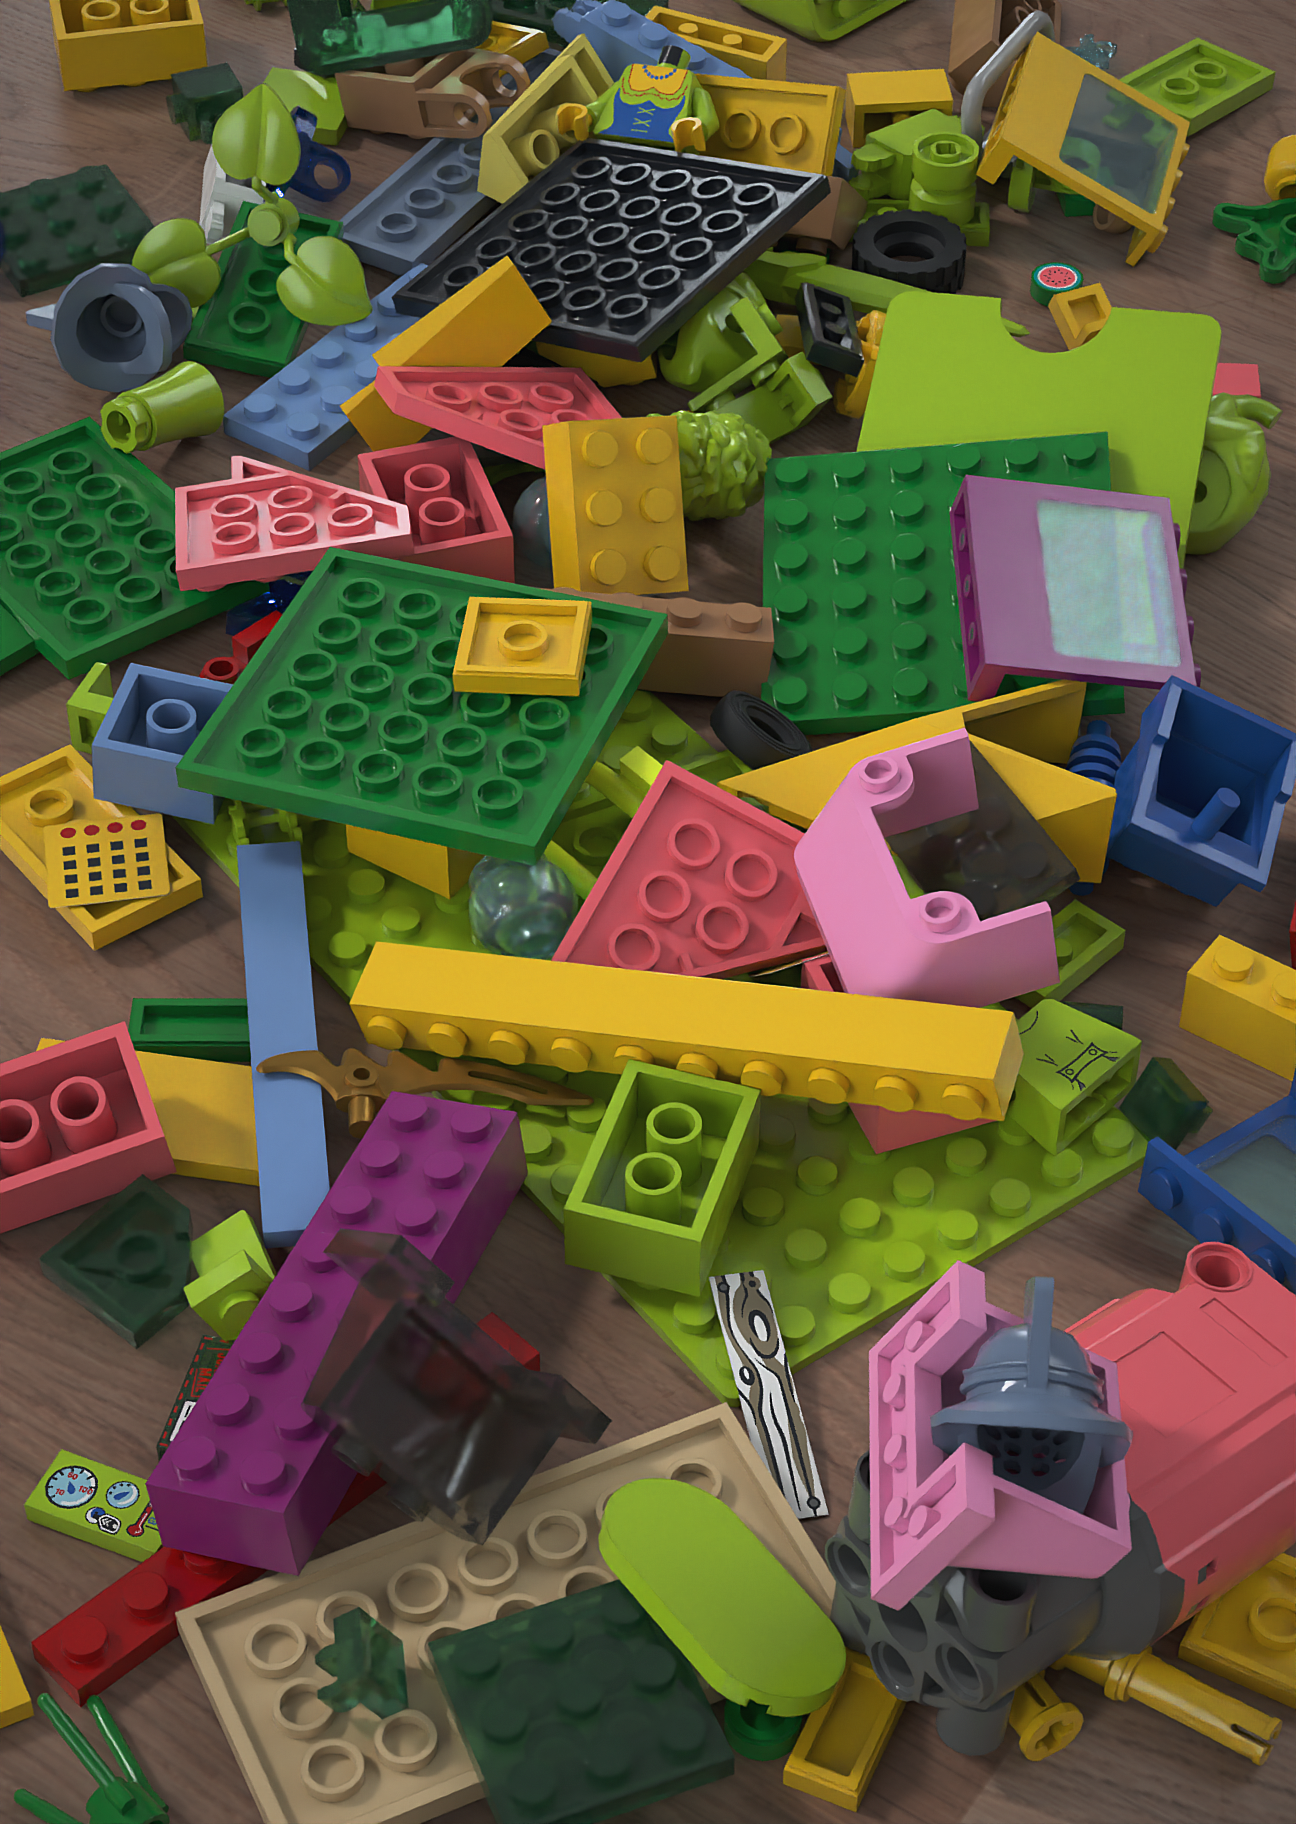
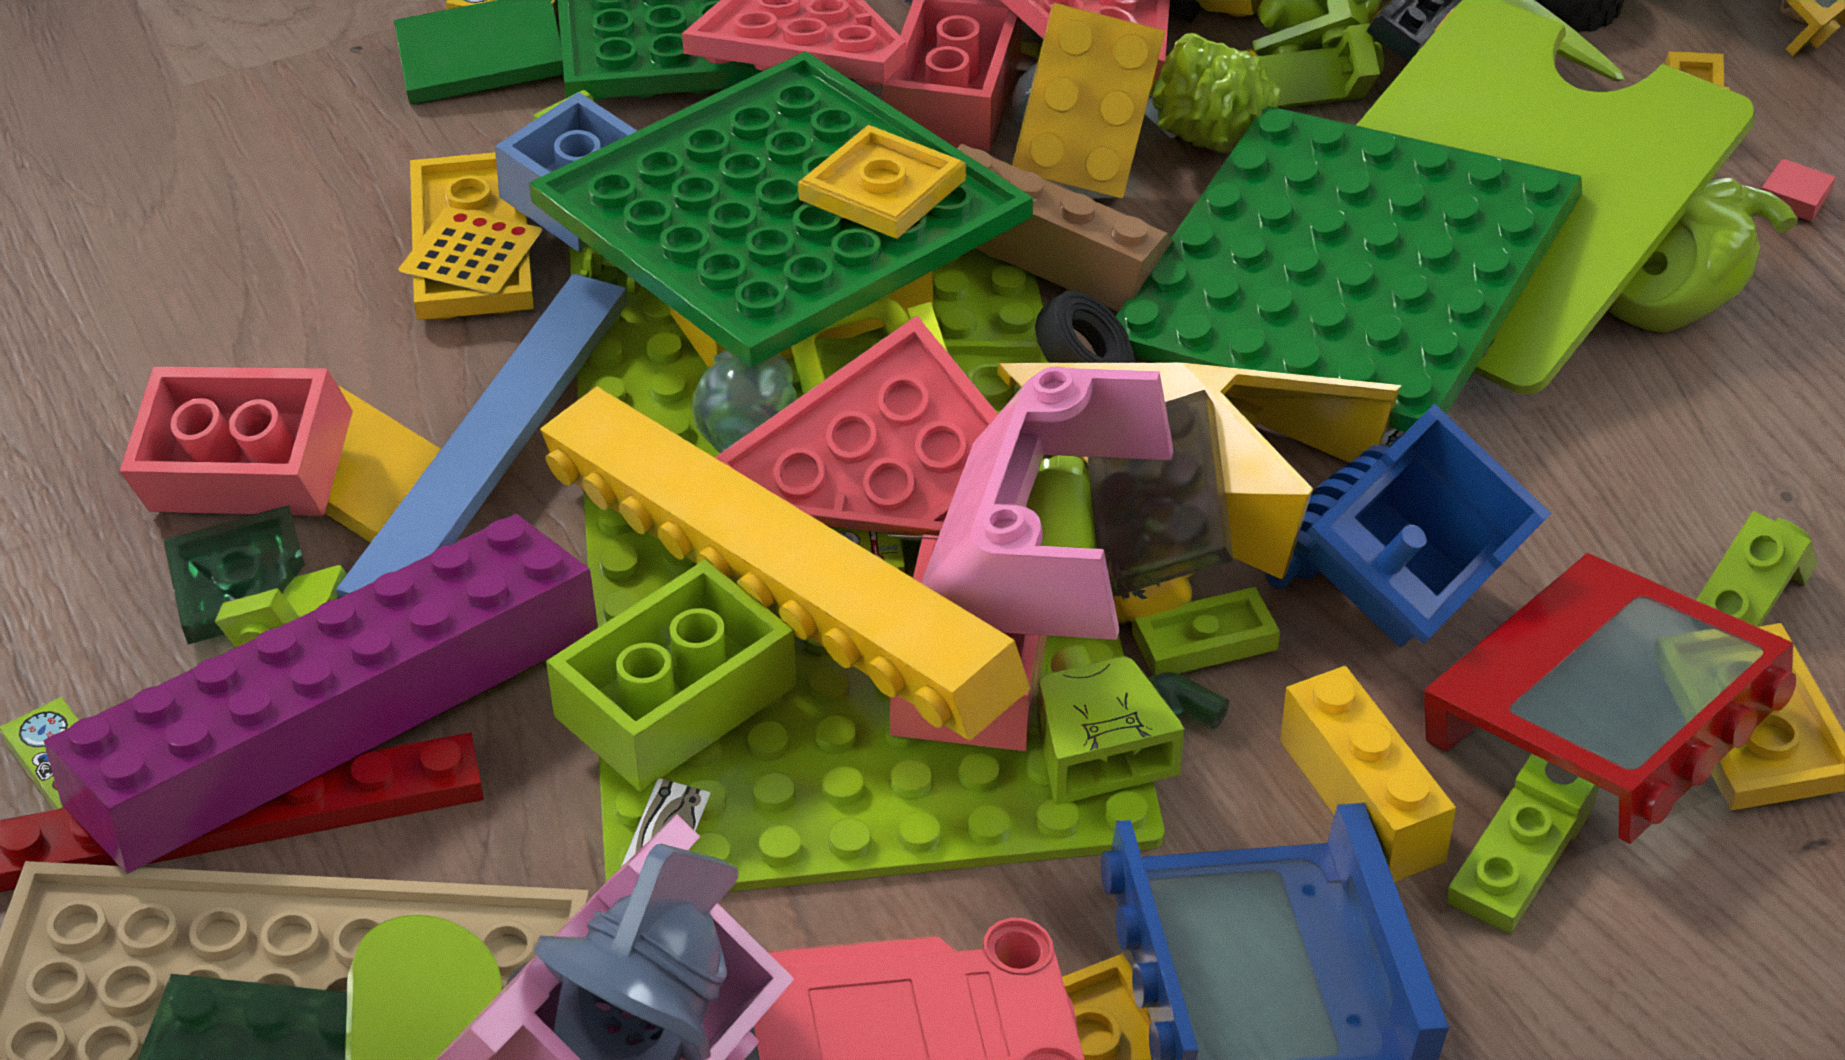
camera: 30 degrees right, 0 degrees up
(192, 1028) = (426, 404): green tile -> none
(363, 1085) = (555, 509): pearl gold piece -> none
(366, 1664) = (108, 968): clear green tile -> none
(432, 1395) = (308, 767): clear smoke windscreen -> none
(1054, 279) = (1697, 39): tile -> none
(1068, 586) = (1444, 305): panel -> none
(1165, 1103) = (1194, 803): clear green tile -> none

